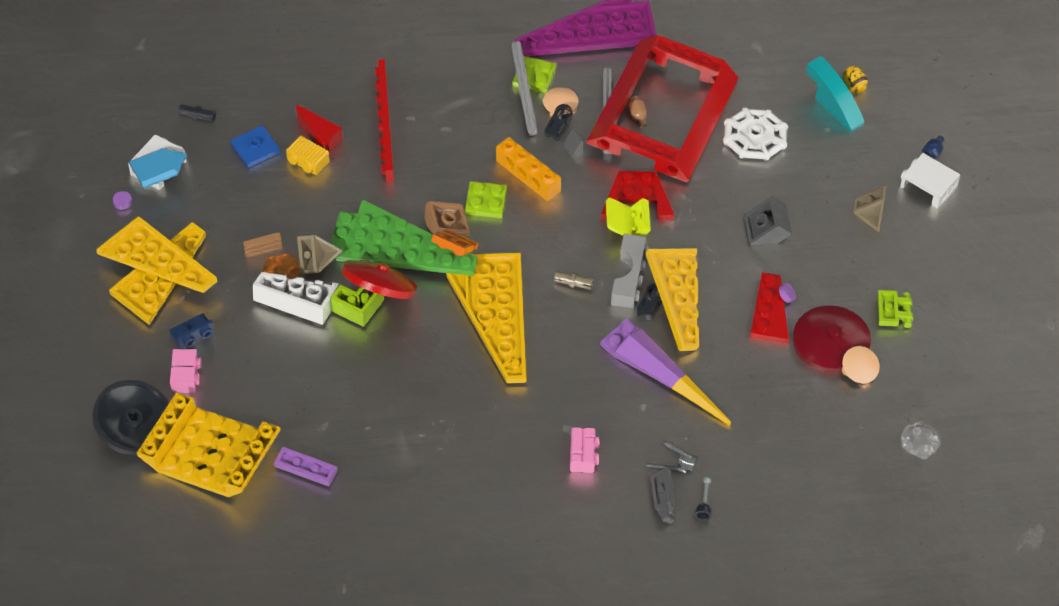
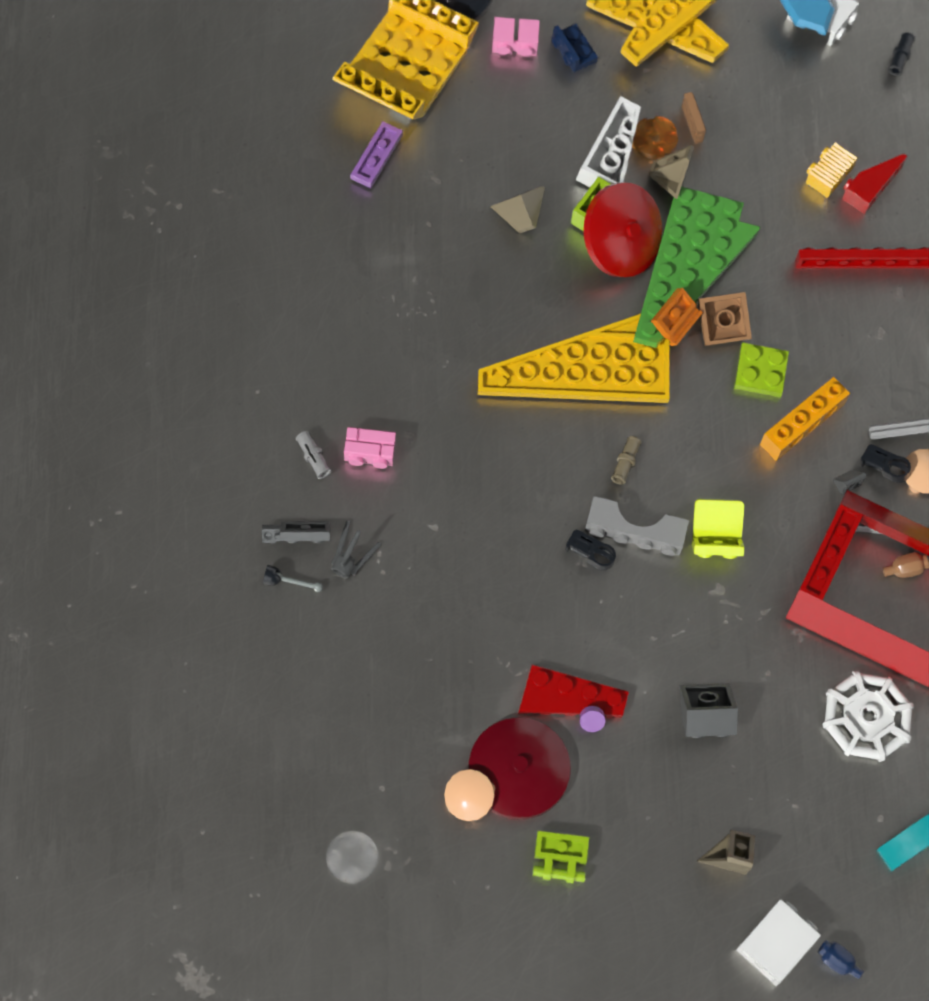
camera: 90 degrees right, 15 degrees up
(255, 146) = (850, 116): blue plate -> none
(353, 359) = (521, 210): none -> dark tan slope
(604, 484) = (313, 454): none -> light grey pin
(634, 185) = (775, 554): red wing -> none
(641, 352) = (513, 526): medium lavender plate -> none
(678, 288) = (612, 579): yellow wing -> none

